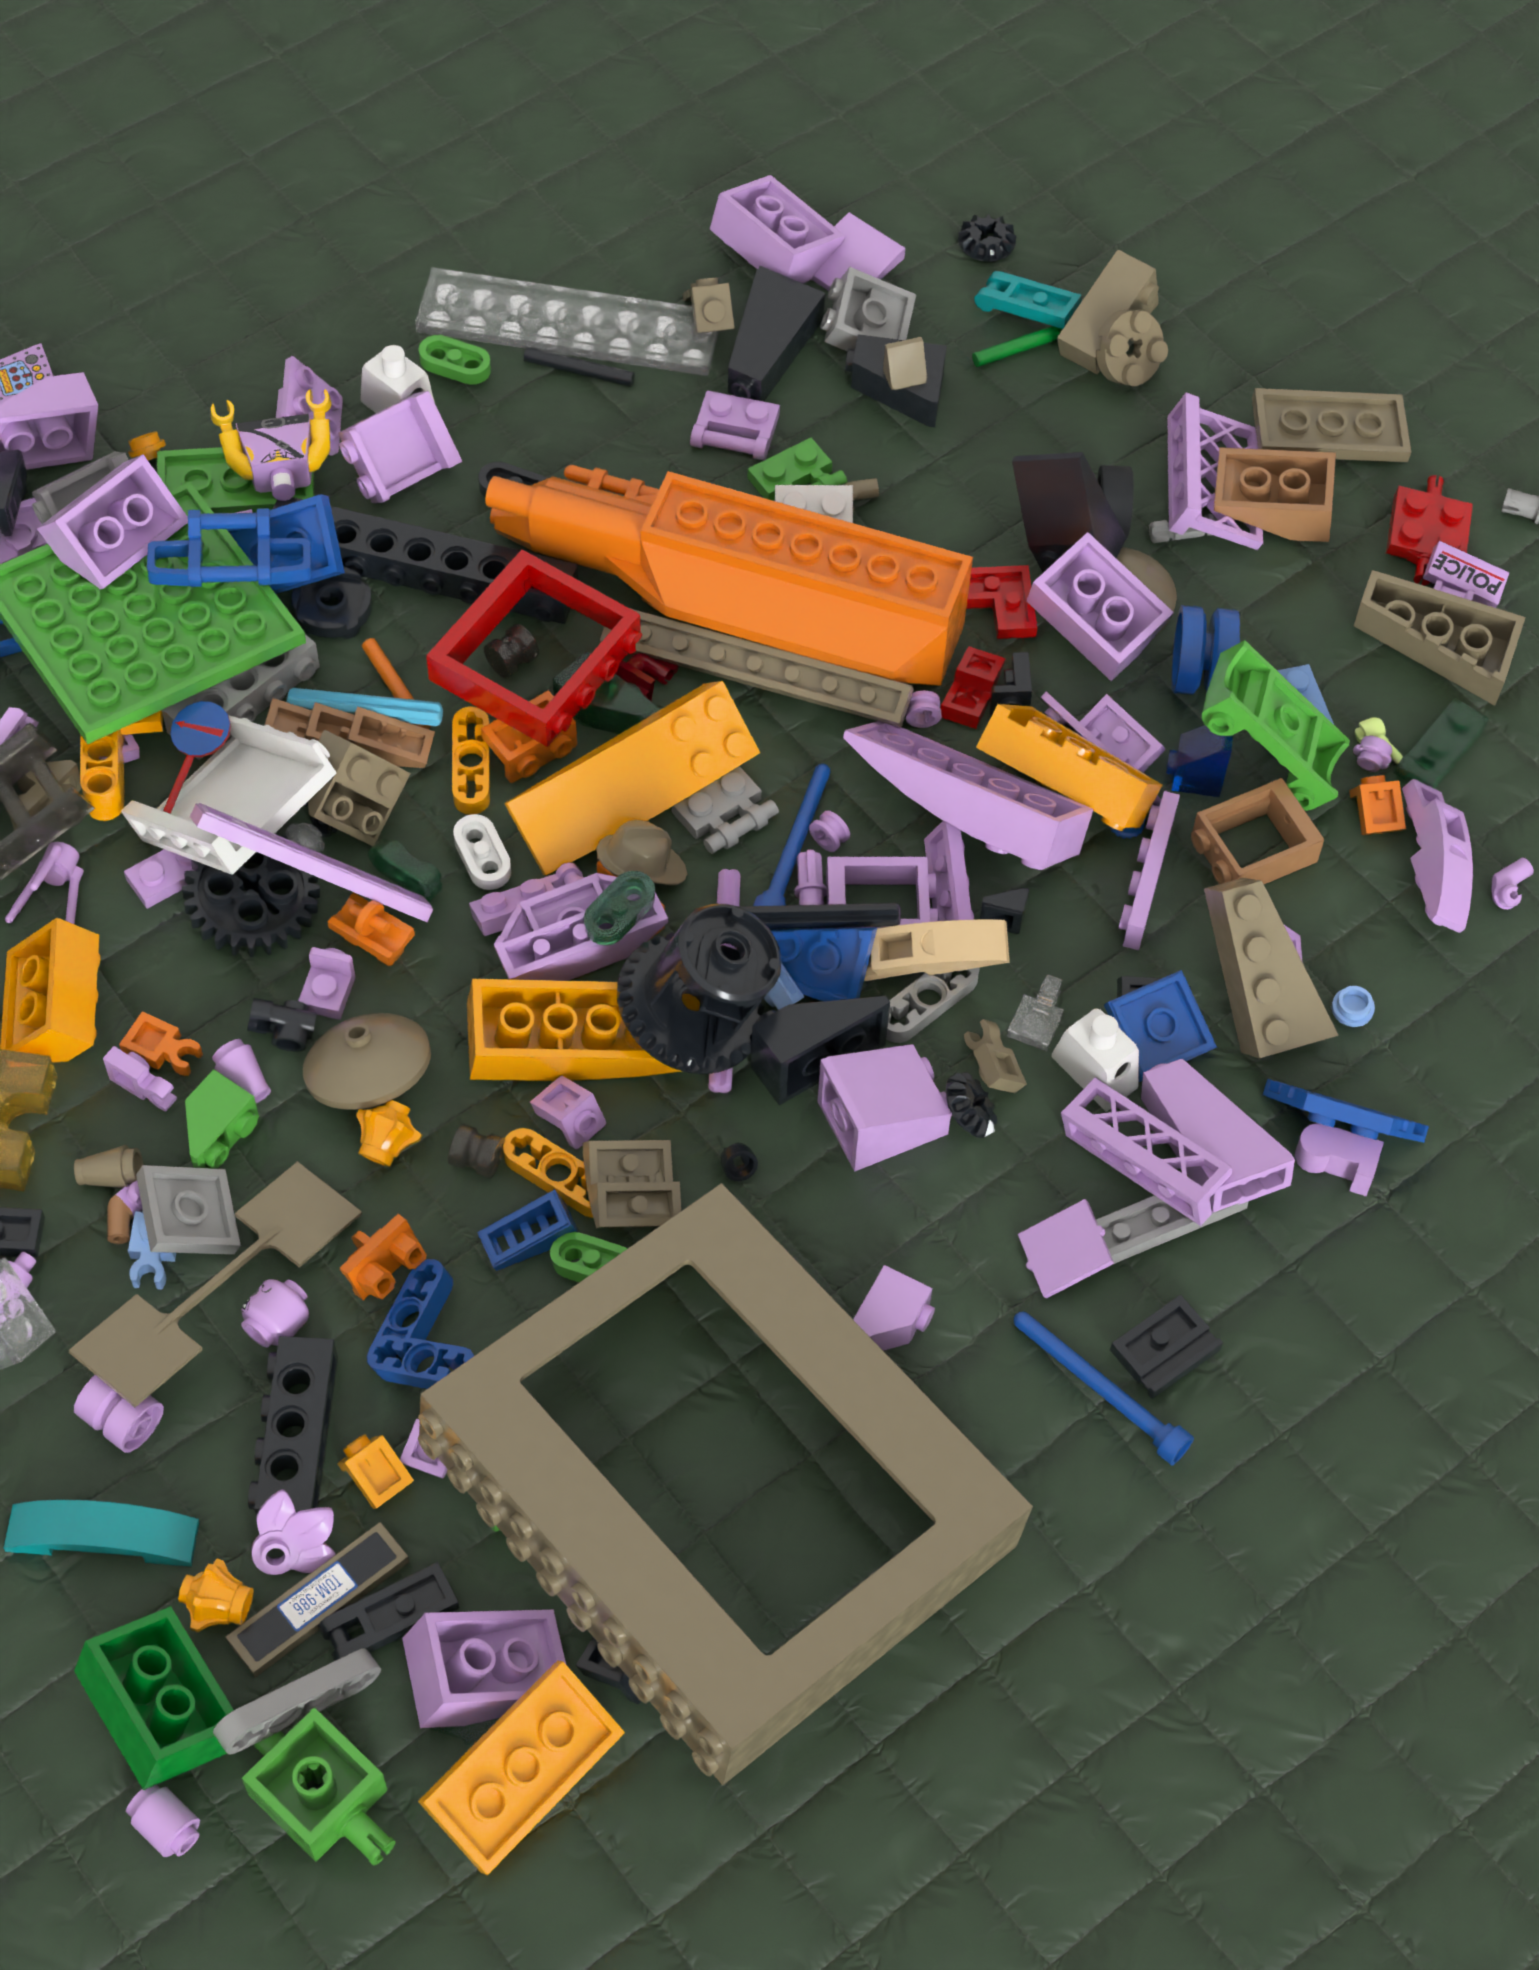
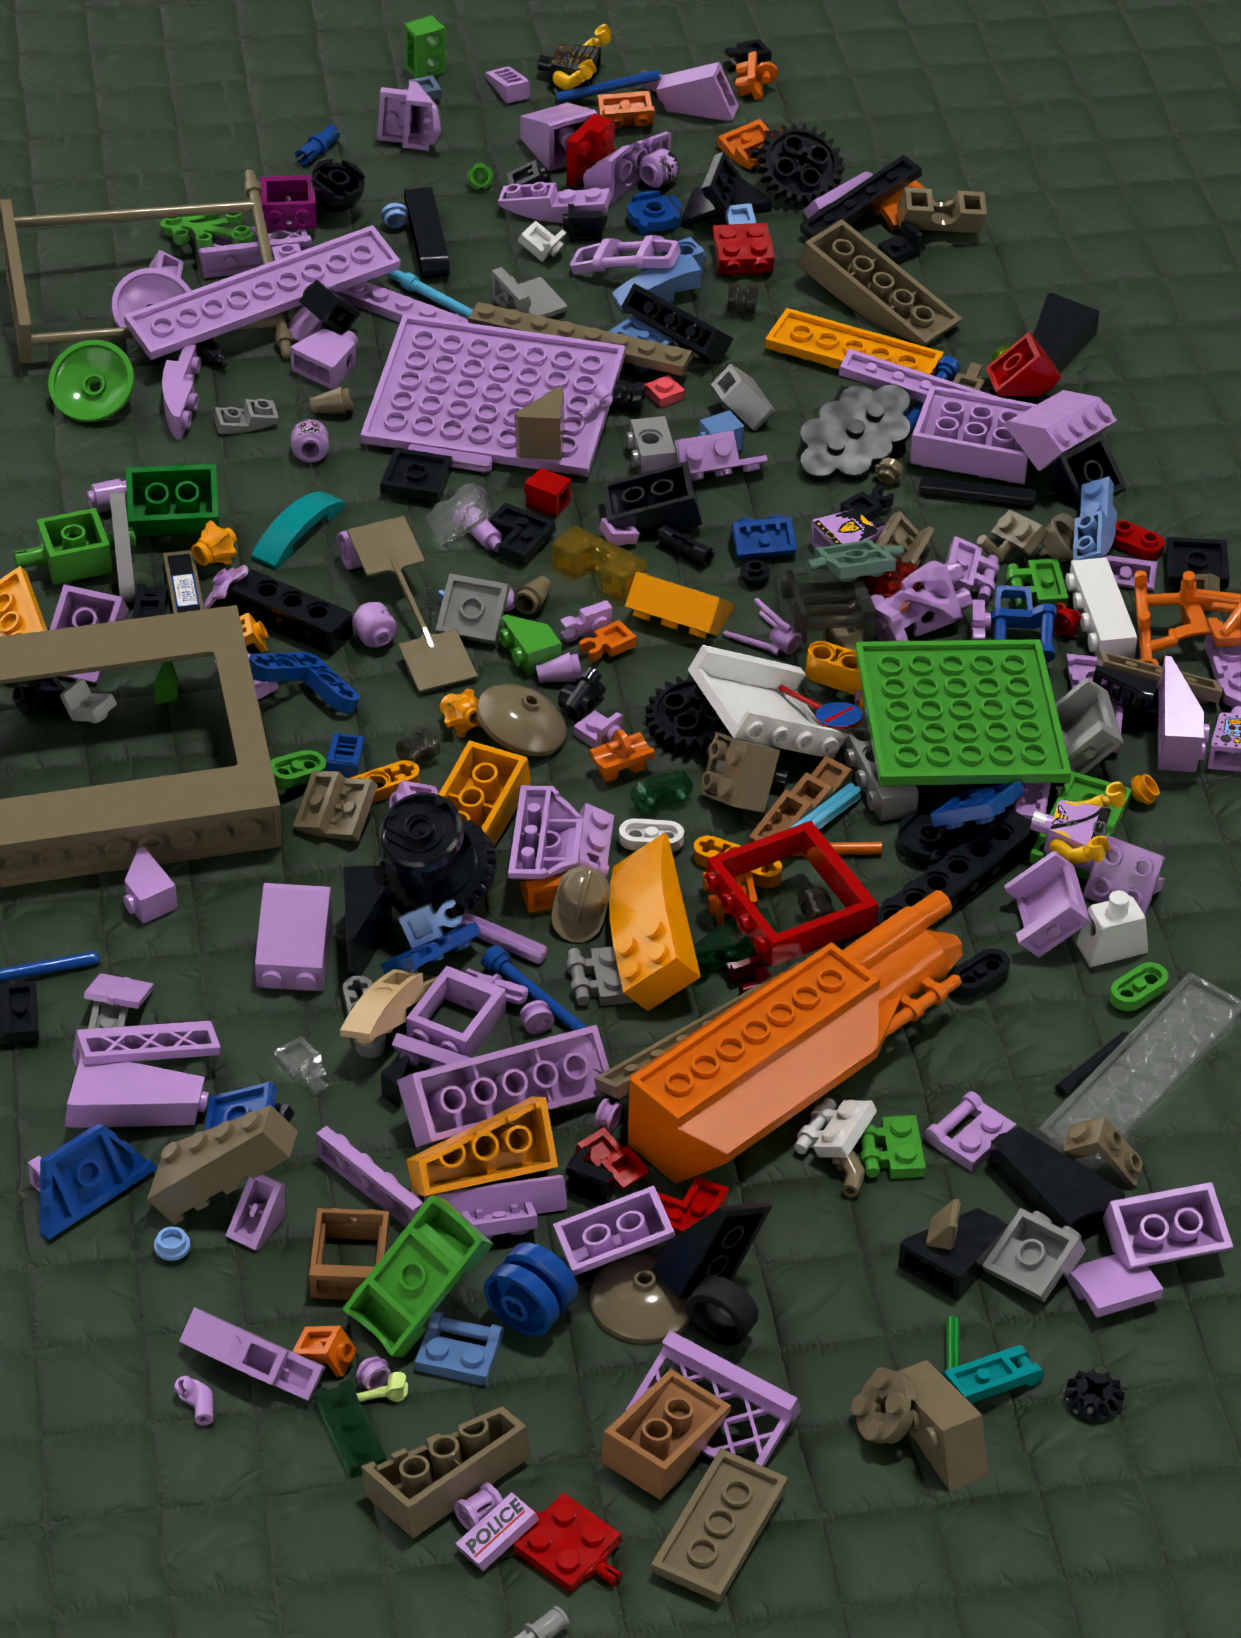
camera: 120 degrees right, 15 degrees down
(114, 522) = (1038, 706): lavender slope -> none
(193, 549) = (992, 742): blue bar -> none
(310, 861) = (670, 706): lavender tile -> none
(379, 1256) = (374, 680): orange hips -> none
(617, 910) = (527, 841): clear green plate -> none
(748, 1158) = (316, 867): black hinge -> none
(827, 915) = (464, 948): black axle -> none
(970, 1105) = (271, 995): black gear -> none
(996, 1063) = (280, 1020): dark tan plate -> none
(1101, 1051) = (237, 1061): white torso -> none

